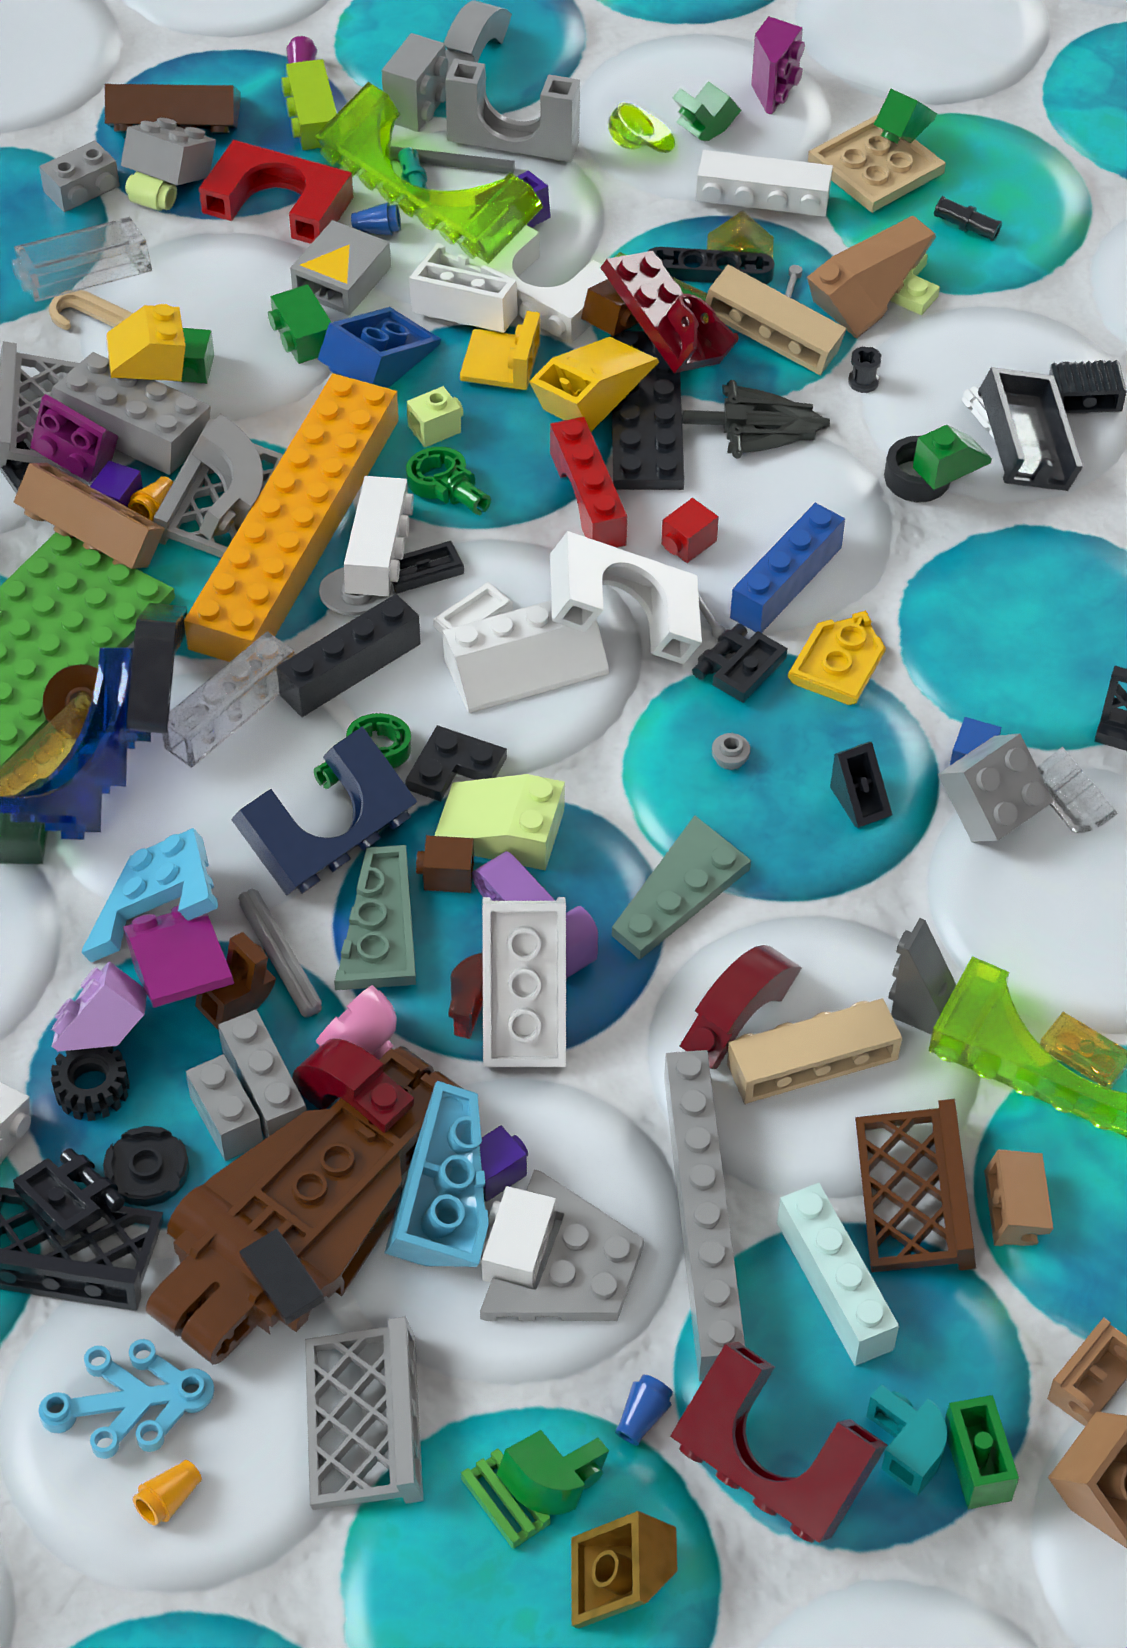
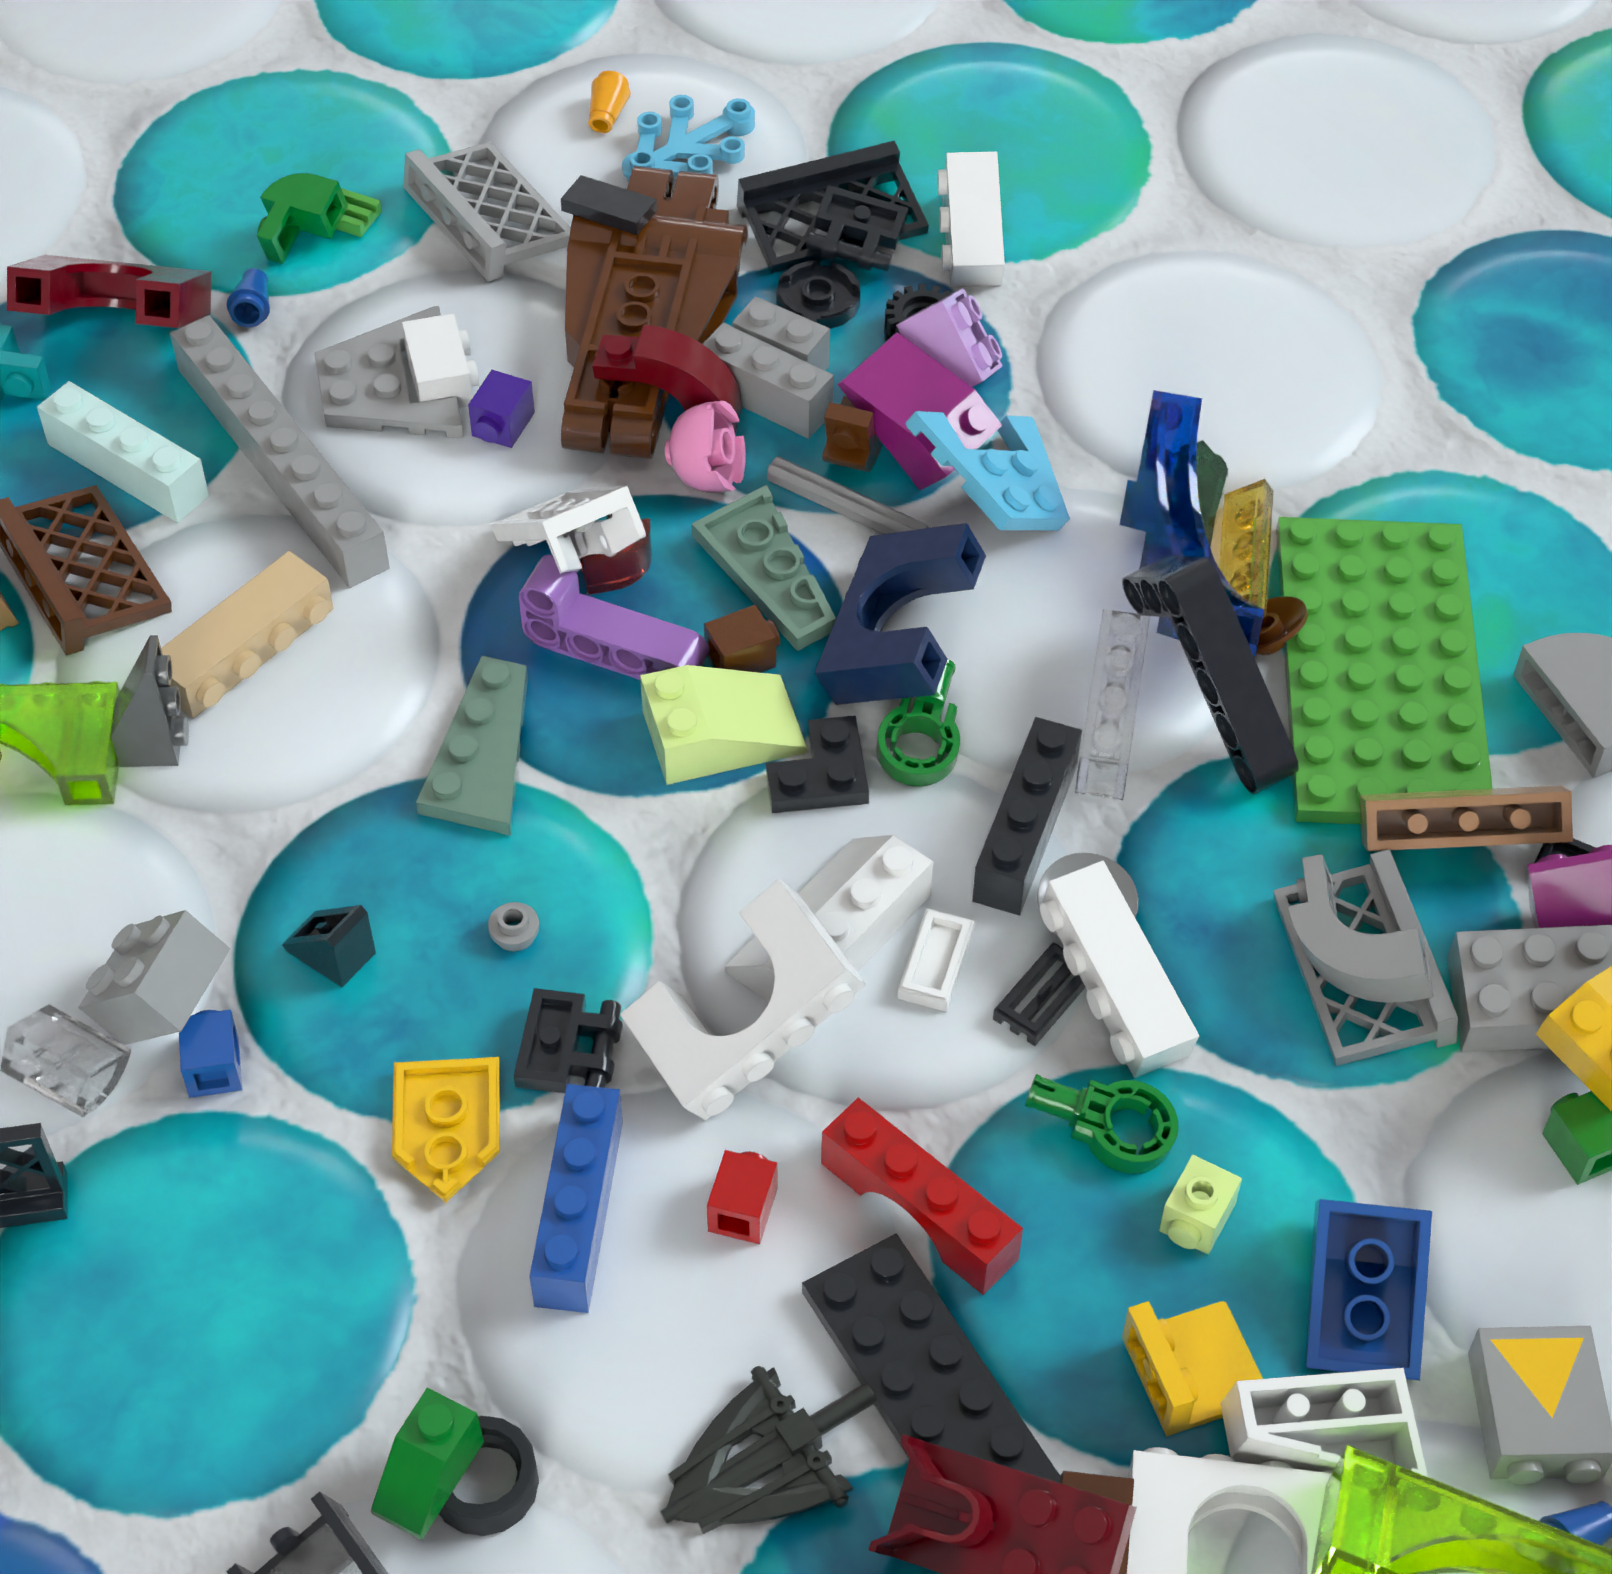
camera: 150 degrees right, 0 degrees up
(118, 482) = (1479, 890): dark purple brick -> none
(148, 499) = (1432, 903): light orange cone -> none
(292, 518) = (1246, 973): light orange brick -> none
(299, 321) = (1499, 1267): green brick -> none
(442, 1199) = (521, 338): medium azure wedge -> none
(591, 380) = (1025, 1351): yellow slope -> none
(620, 1566) = (203, 189): pearl gold slope -> none
(717, 629) = (690, 1125): light grey hinge -> none
(735, 996) = (334, 638): dark red arch -> none

